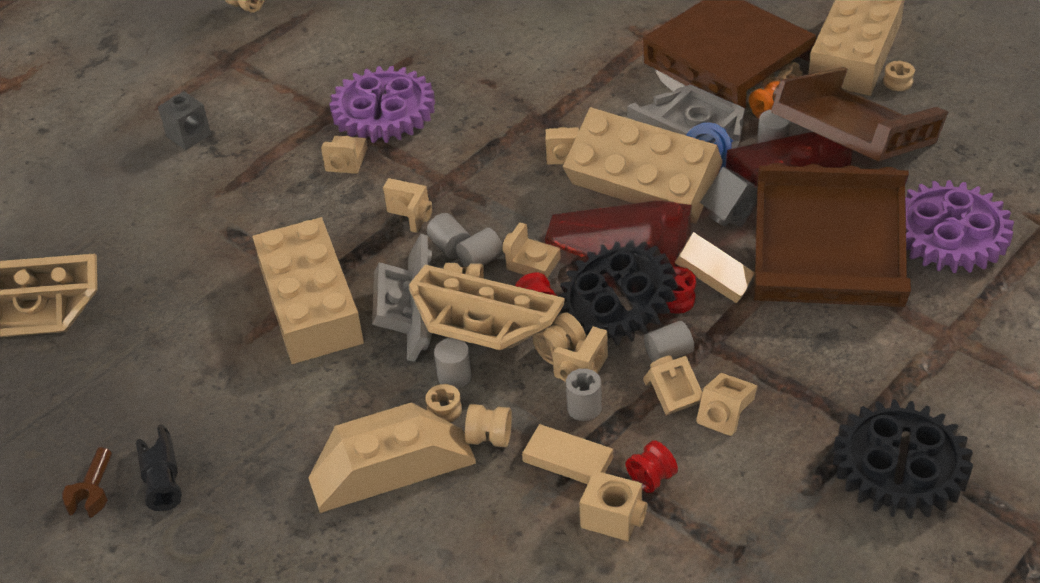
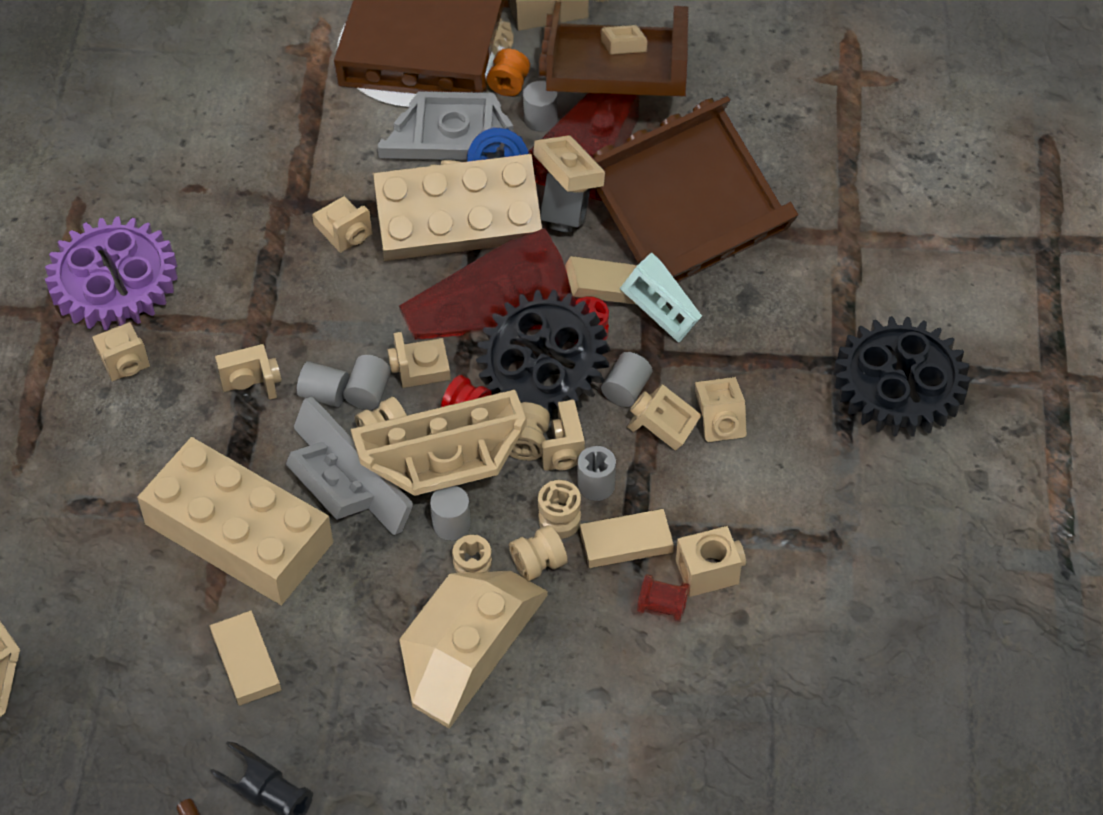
camera: 40 degrees left, 10 degrees up
(232, 382) = (245, 658): none -> tan tile
(532, 403) = (560, 507): none -> tan wheel
(552, 512) = (663, 598): none -> clear red bush
(652, 466) = (711, 504): red wheel -> none
(739, 164) = (569, 163): none -> tan plate
(743, 295) = (643, 288): none -> light aqua slope
(874, 112) = (623, 39): none -> tan tile
(956, 226) = (793, 141): medium lavender gear -> none

